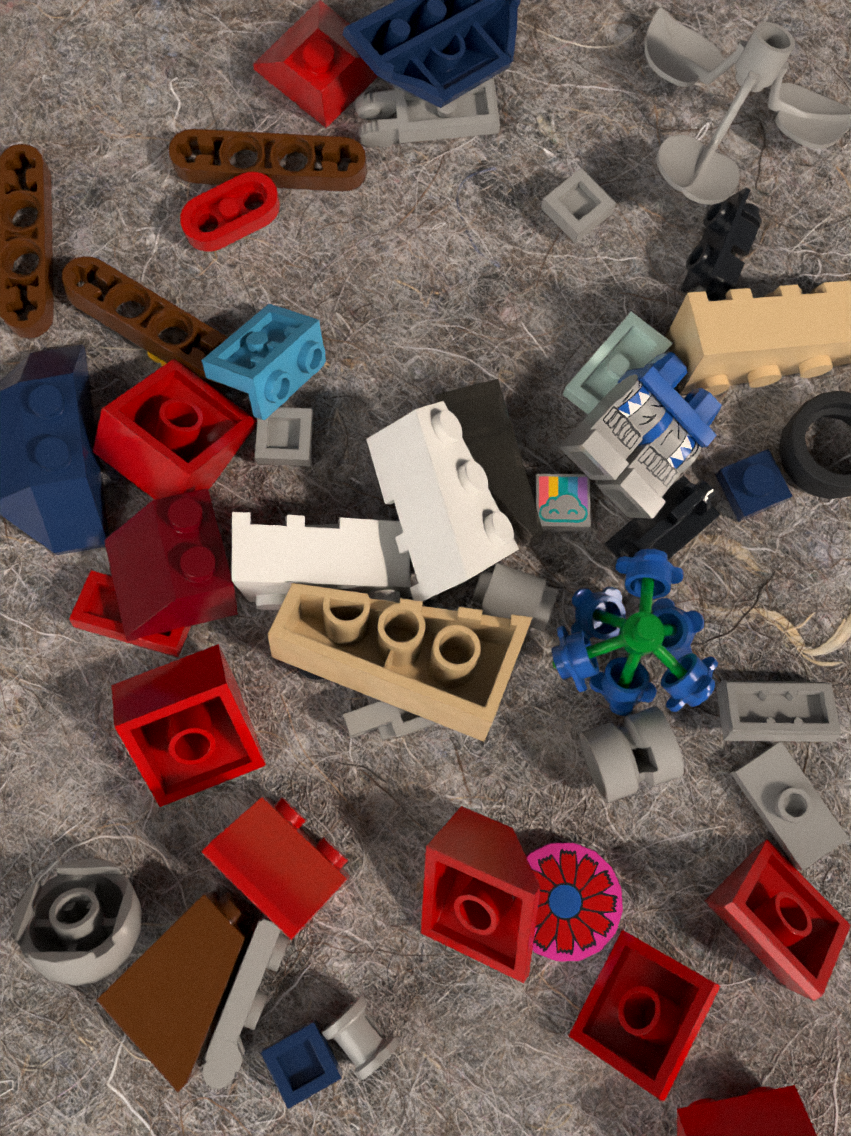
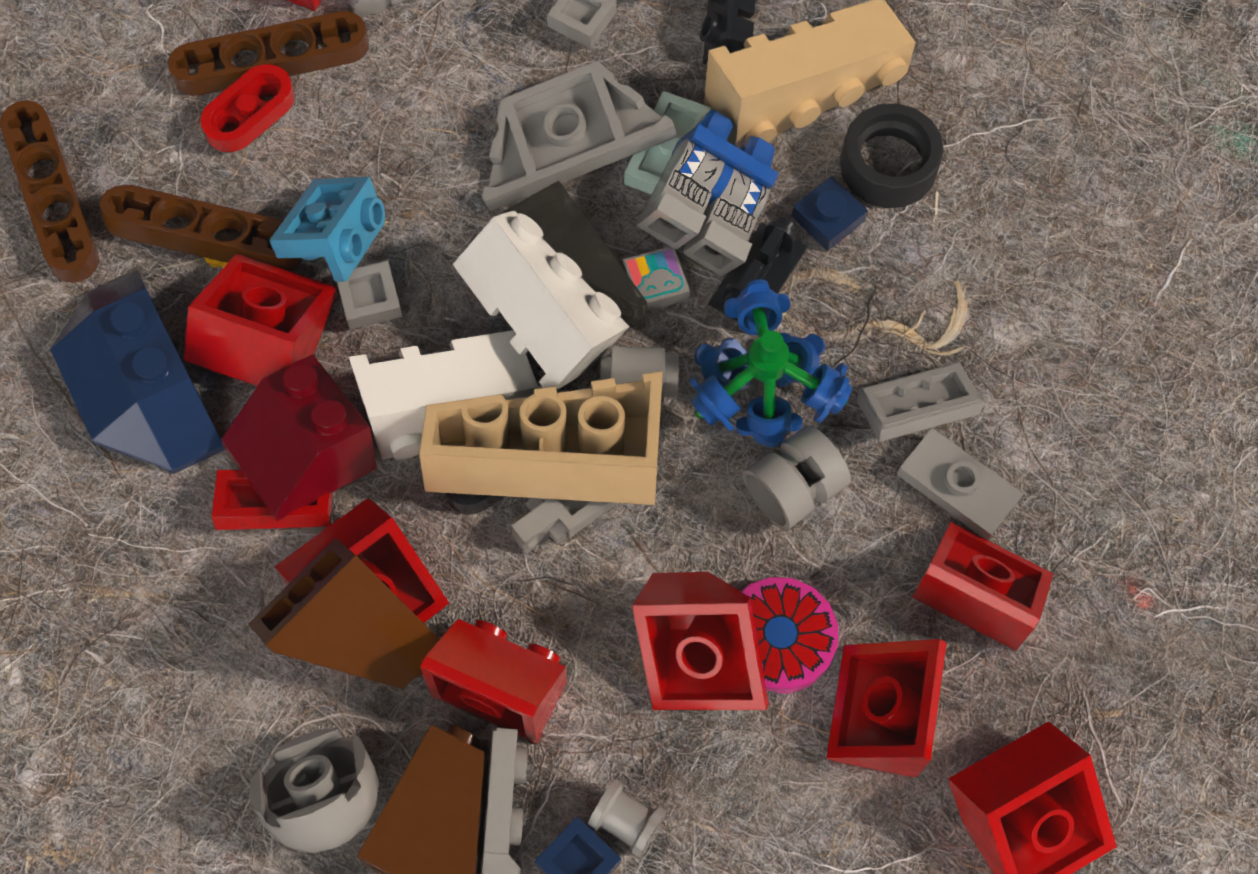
camera: 20 degrees left, 10 degrees down
(153, 772) = (345, 621): none -> reddish brown slope
(524, 326) = (568, 131): none -> light grey wing

